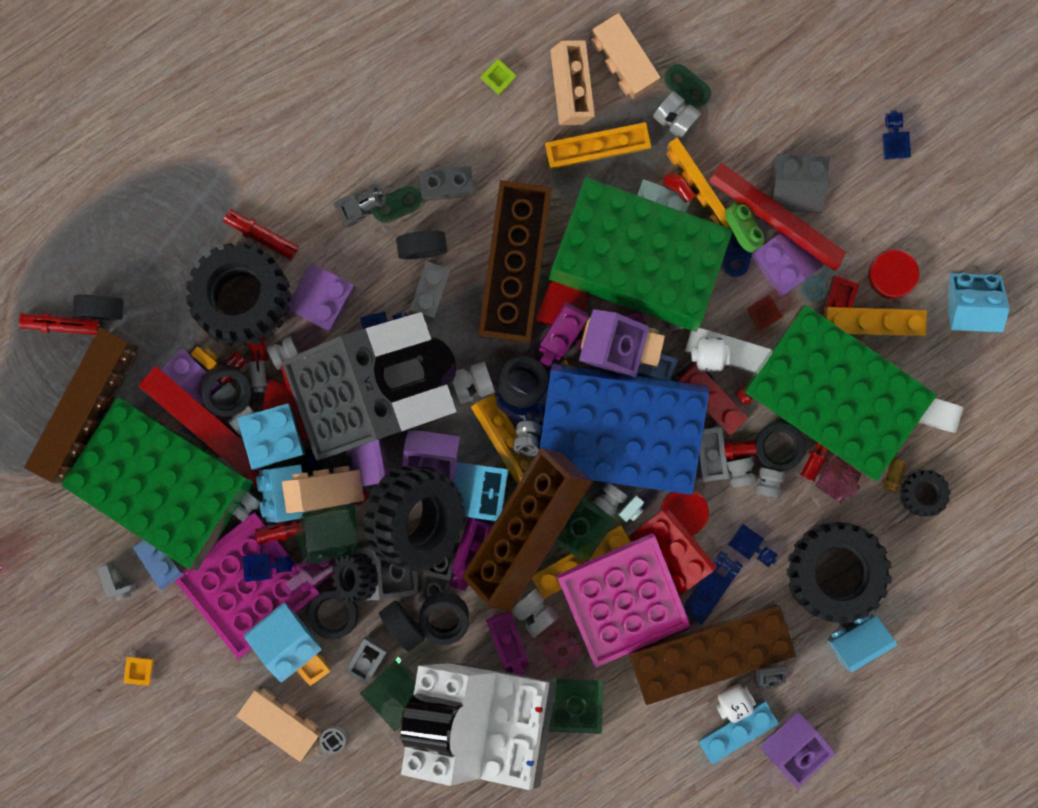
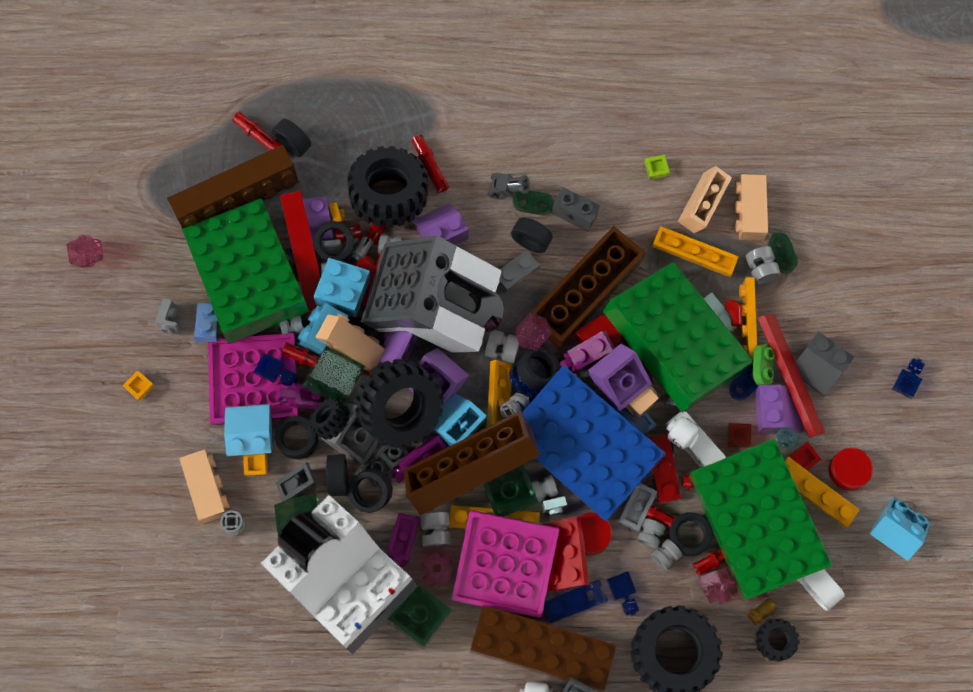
camera: 30 degrees right, 15 degrees down
(495, 353) = (532, 331): none -> clear pink brick

